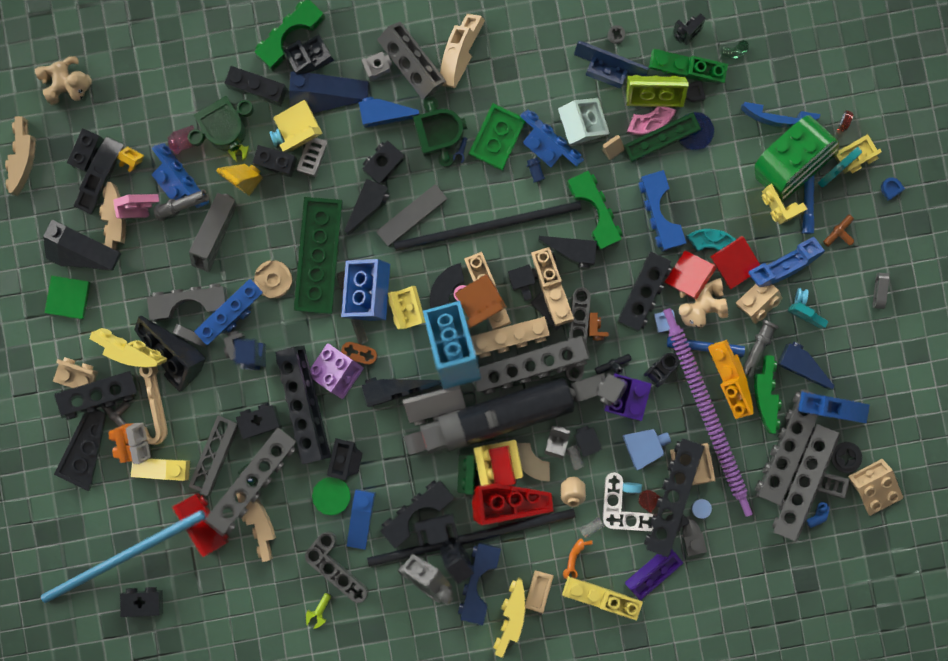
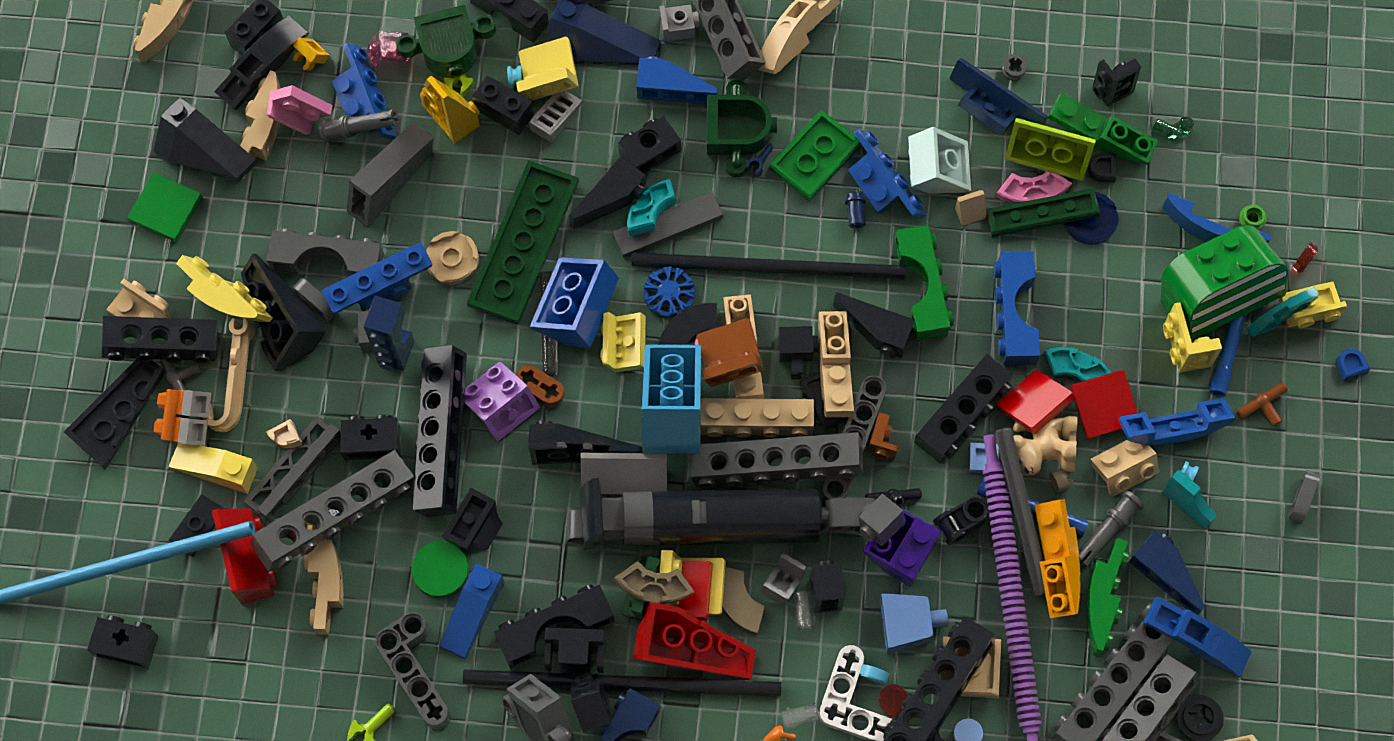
camera: 10 degrees right, 15 degrees down
(163, 510) = (197, 521): none -> black plate
(201, 434) = (285, 435): none -> tan tile
(396, 206) = (646, 211): none -> teal tile
(422, 440) = (591, 513): none -> black slope
(426, 262) = (669, 291): none -> blue wheel
(477, 475) = (653, 586): none -> dark tan tile
(573, 491) = (787, 655): tan head -> none
(699, 352) = (1021, 508): none -> dark grey axle
(720, 323) = (1060, 481): none -> dark tan hinge
(809, 101) = (1255, 211): none -> bright green plate

